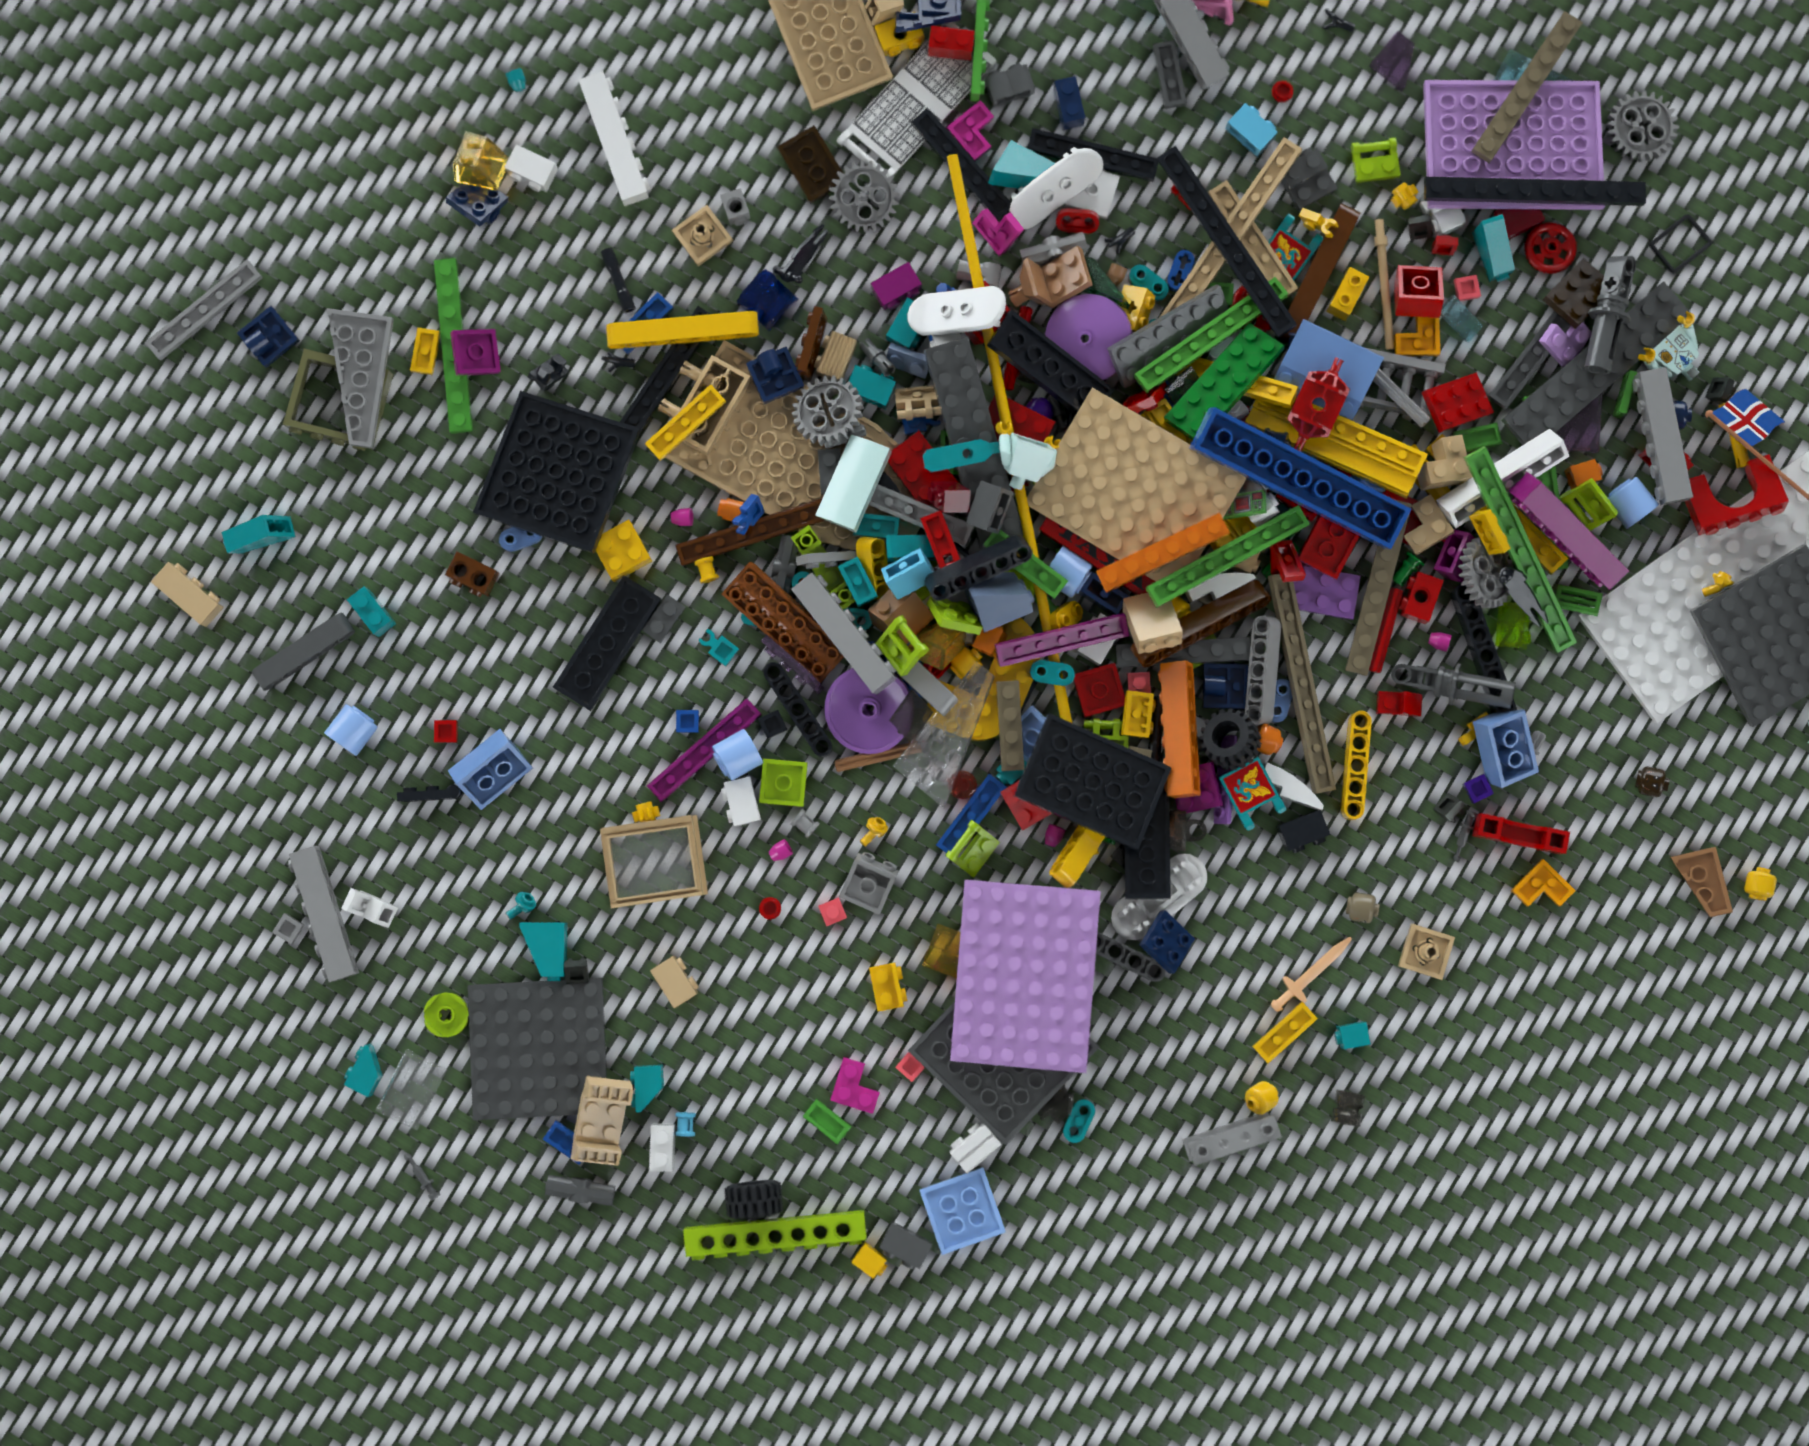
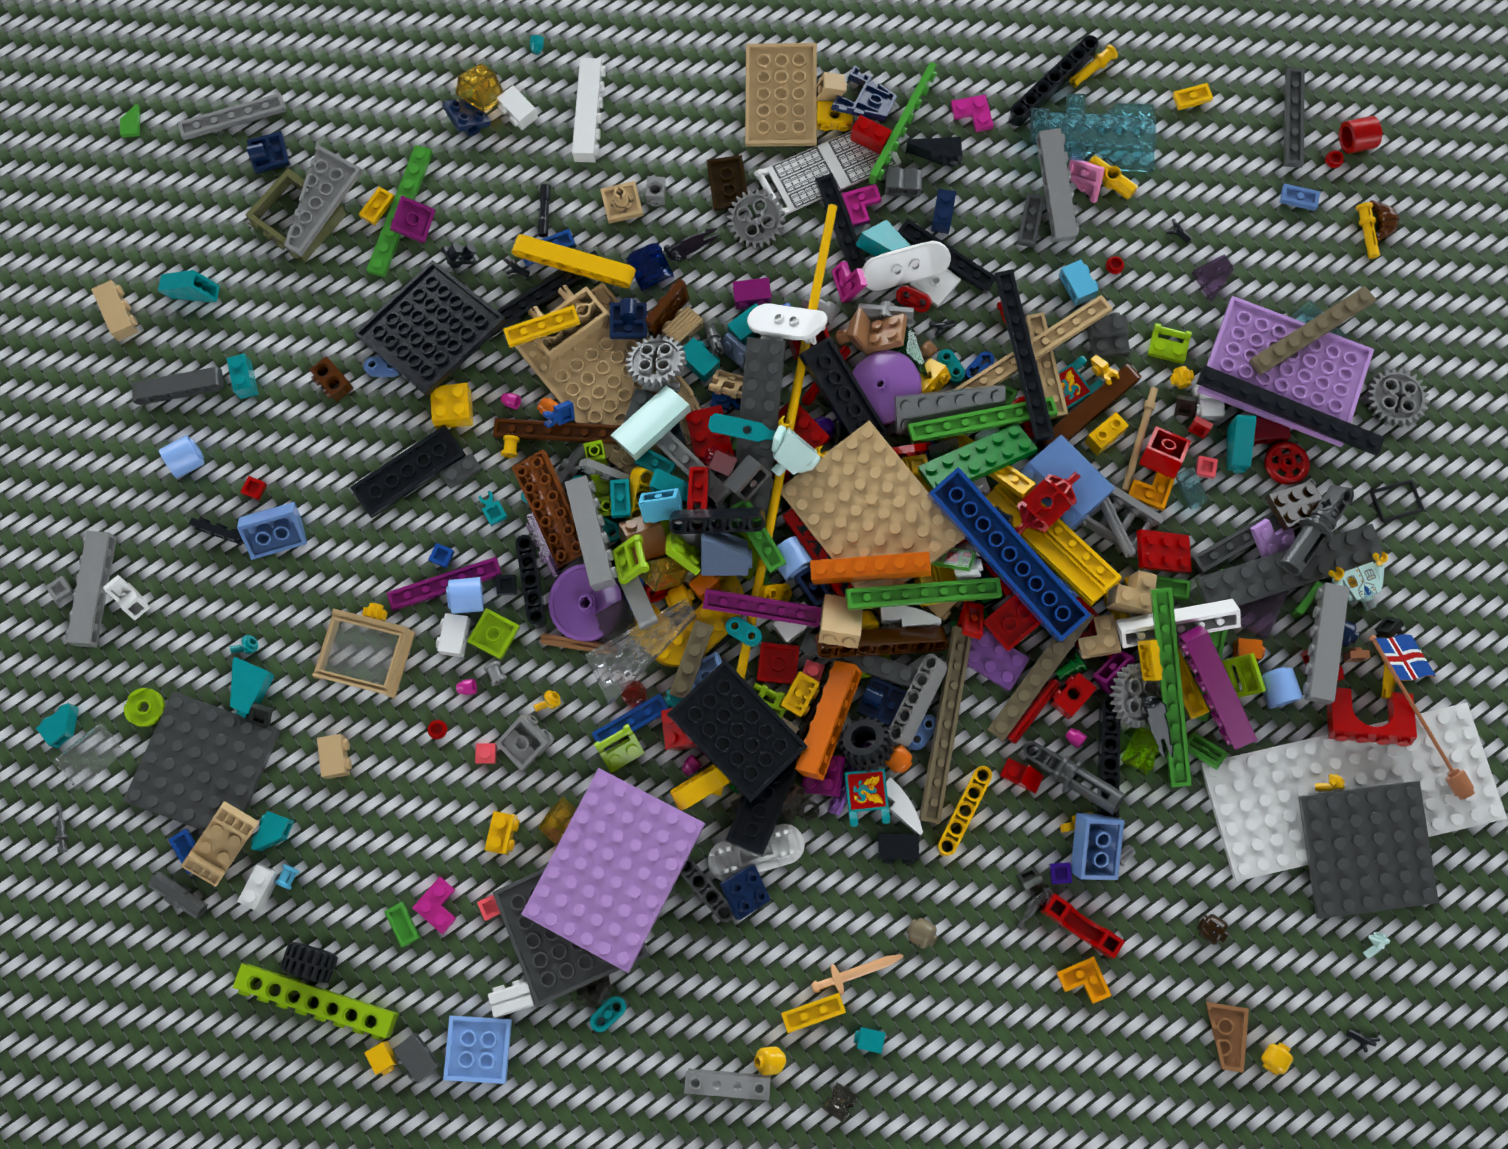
camera: 25 degrees right, 10 degrees down
(87, 364) = (130, 123): none -> bright green tile
(1036, 30) = (943, 151): none -> black slope
(1439, 946) = (975, 992): tan plate -> none
(1696, 433) = (1356, 655): none -> nougat plate

